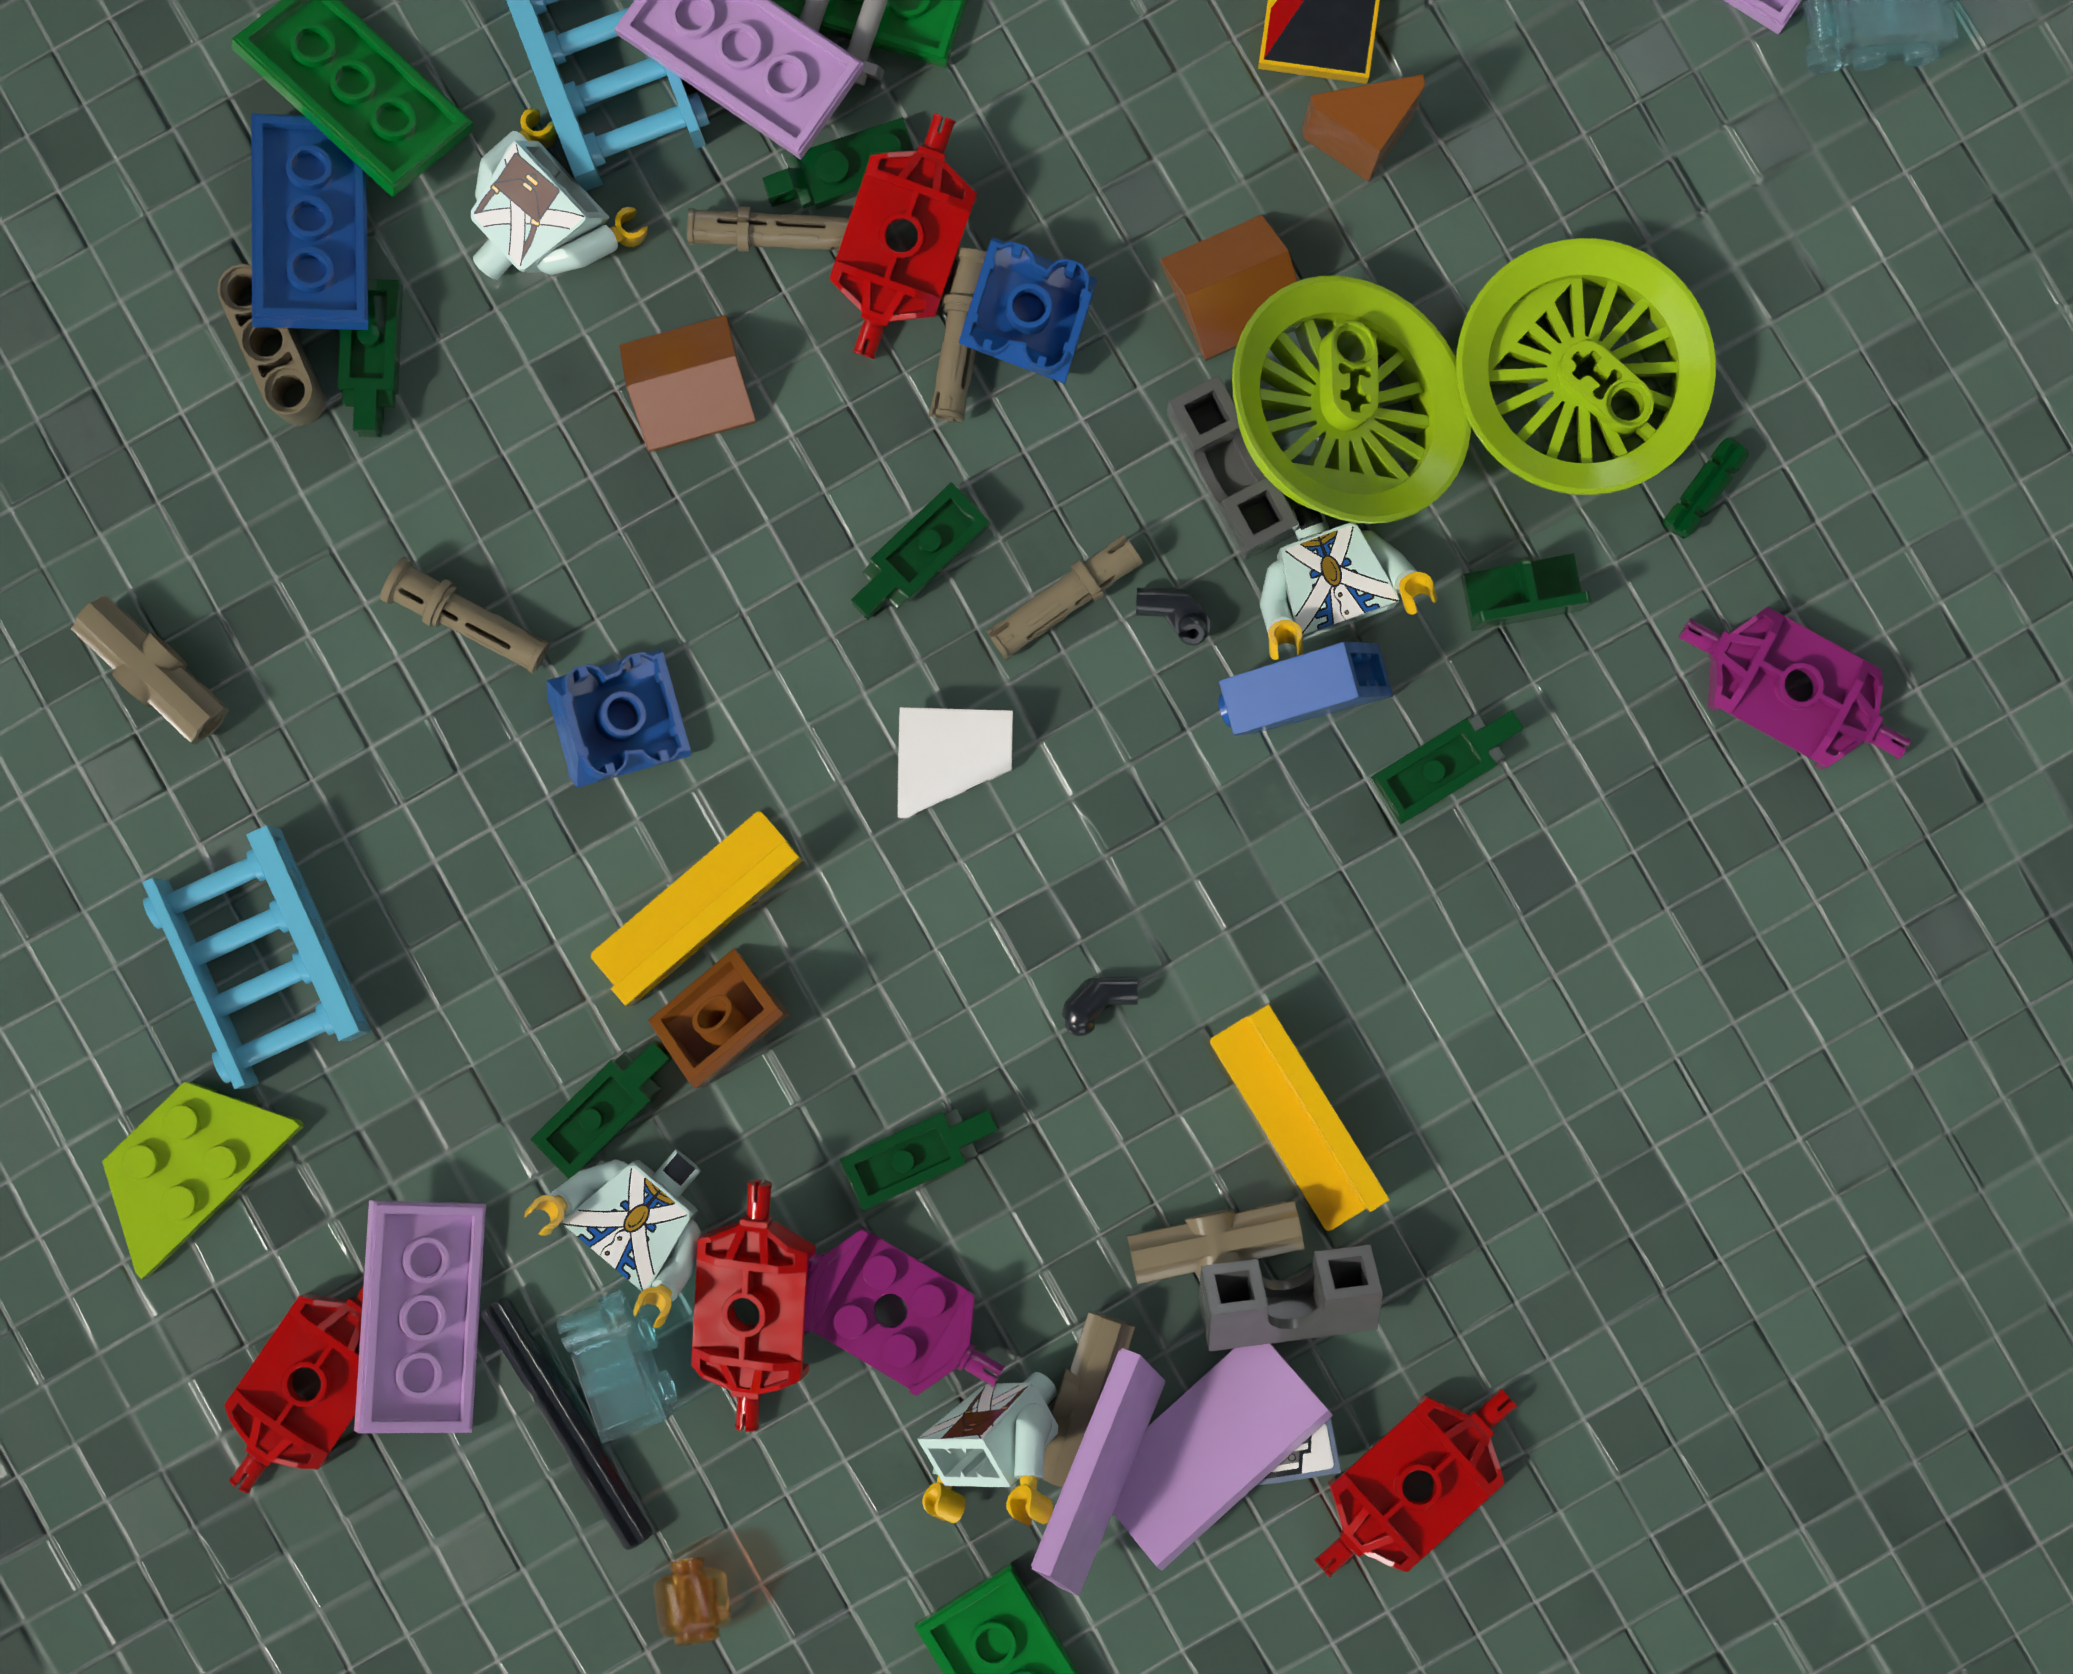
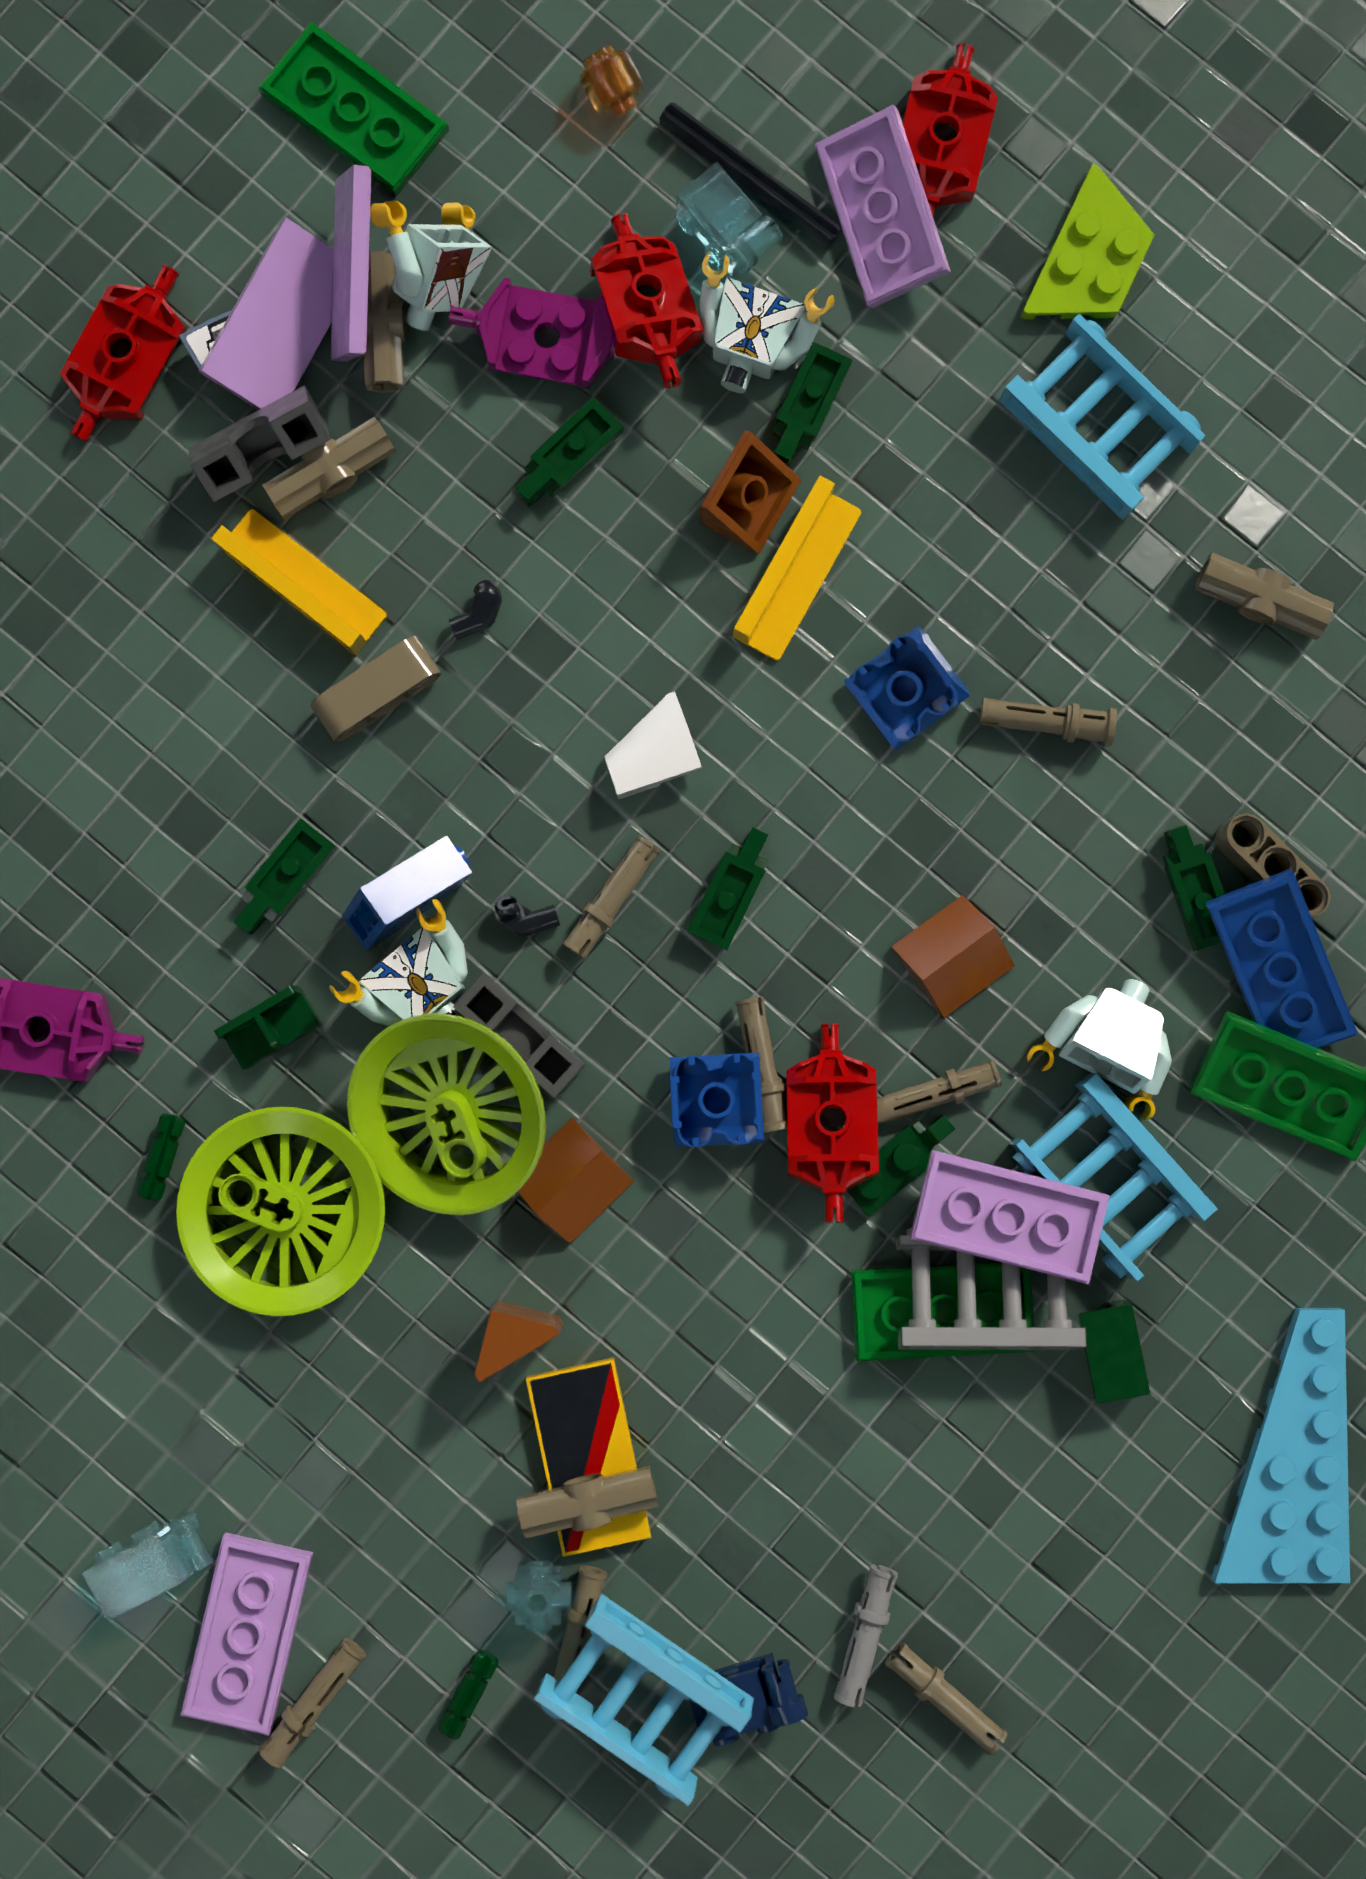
camera: 150 degrees right, 0 degrees up
(1255, 948) = (375, 689): none -> dark tan beam

